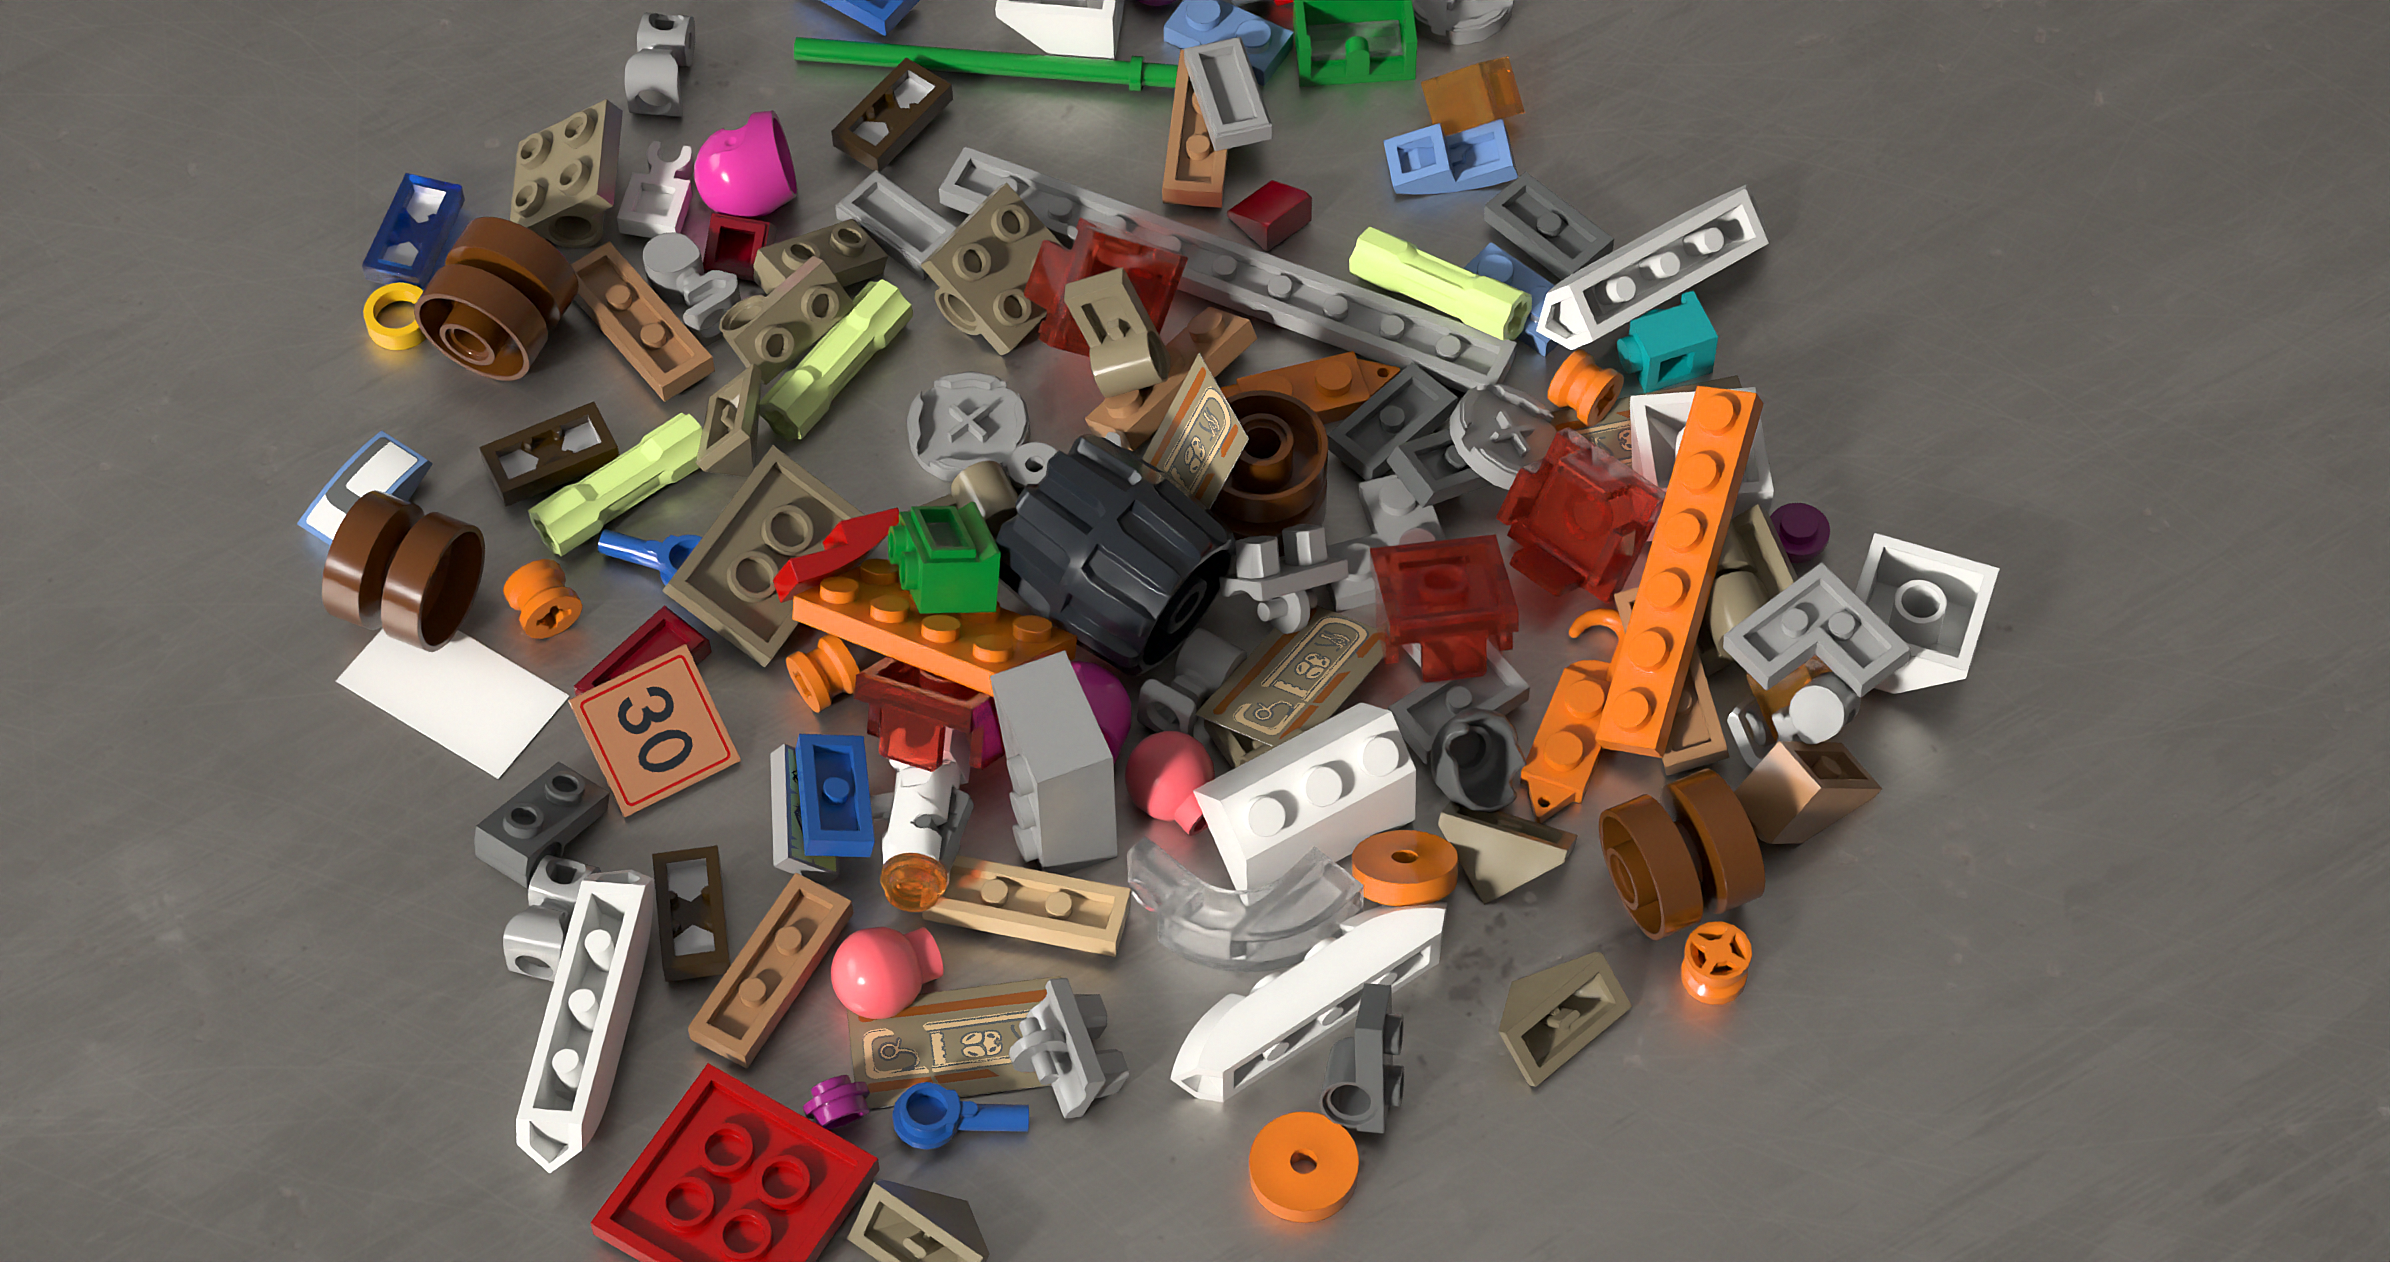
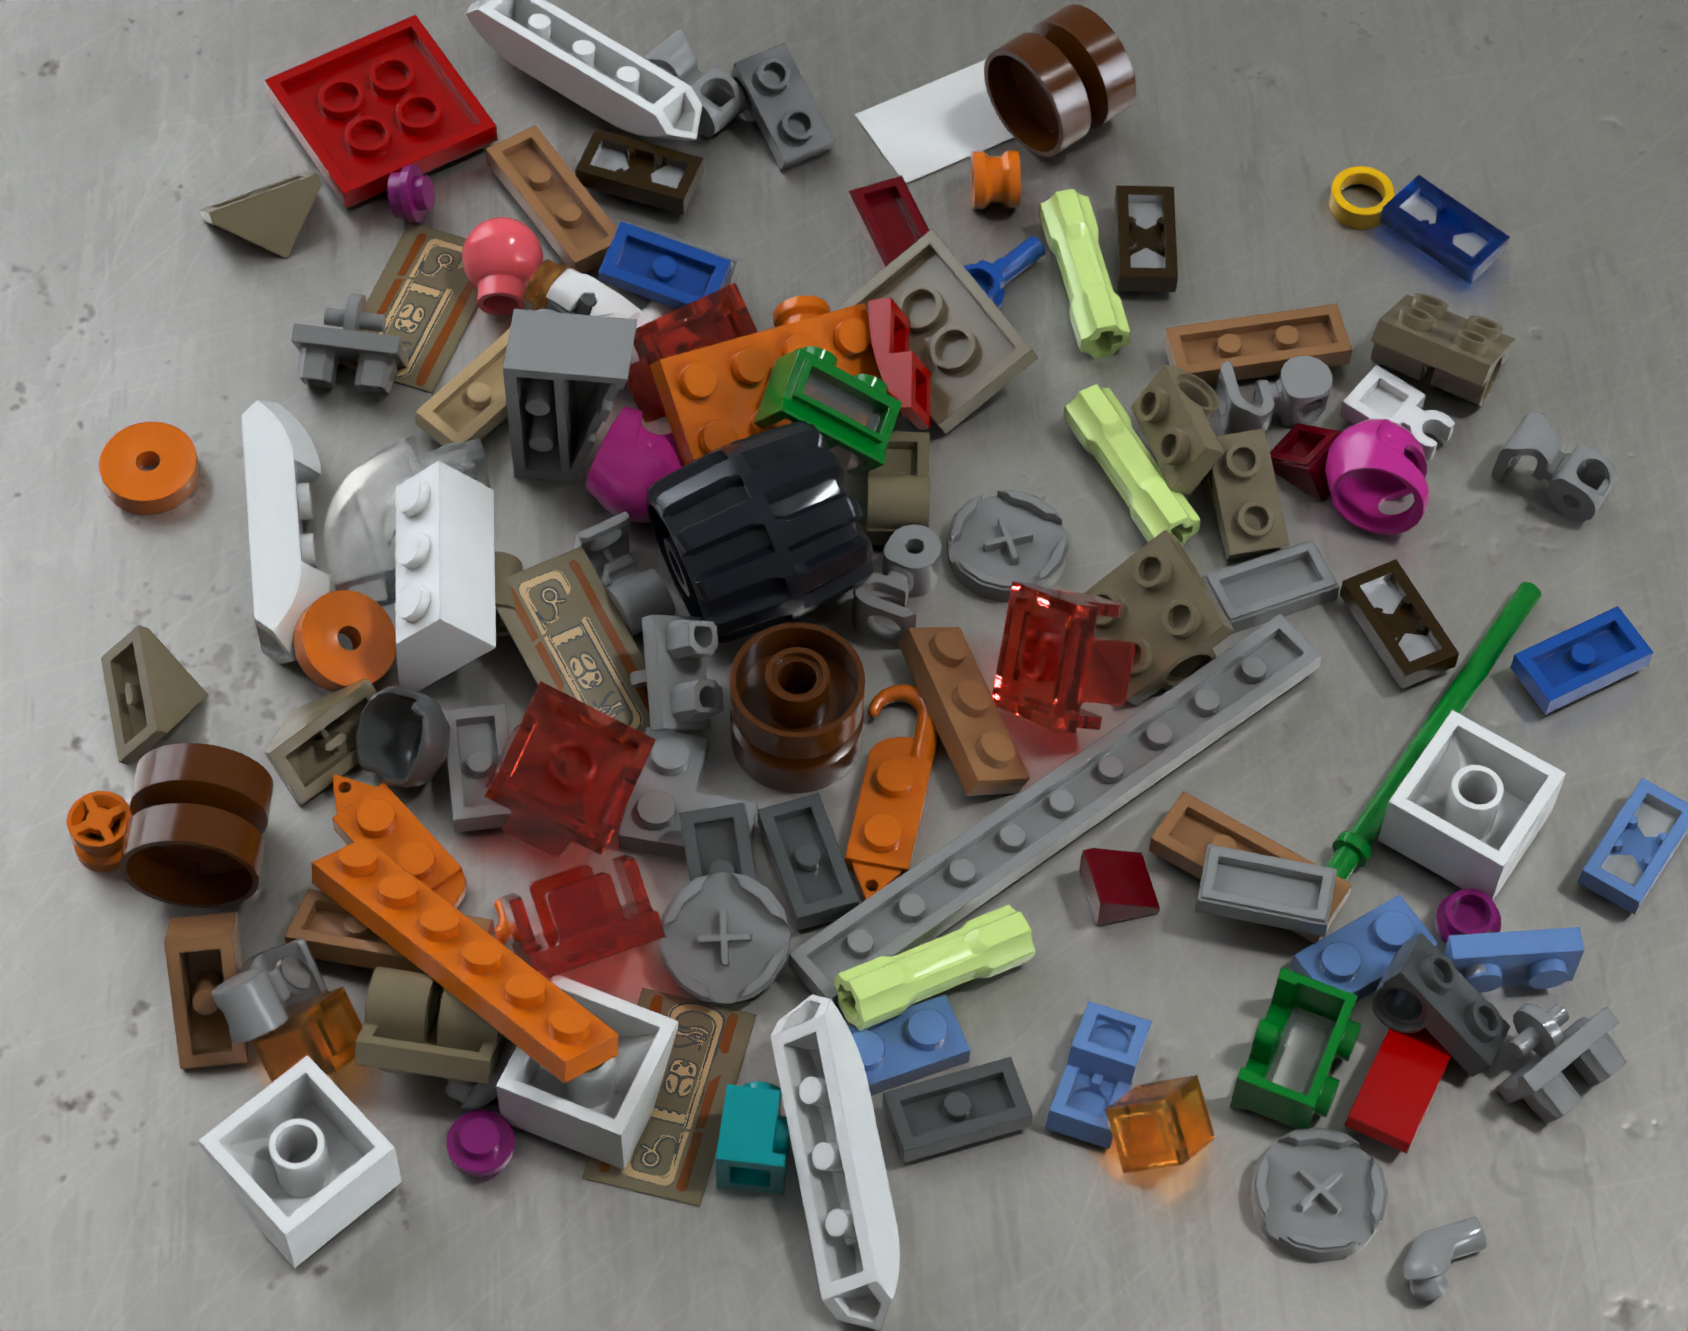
camera: 115 degrees right, 0 degrees up
(378, 465) = (1180, 111): slope -> none
(496, 298) = (1313, 230): reddish brown wheel -> none
(654, 730) = (816, 199): nougat piece -> none
(731, 426) = (1079, 352): dark tan slope -> none
(931, 1116) = (361, 250): blue plate -> none
(1120, 334) = (977, 635): dark tan plate -> none
(1163, 777) = (541, 520): coral piece -> none
(1198, 436) = (847, 622): sticker -> none
(1360, 1069) = (176, 515): dark grey plate -> none
(1585, 387) = (742, 1034): orange wheel -> none
(1818, 619) = (314, 1029): light grey plate -> none

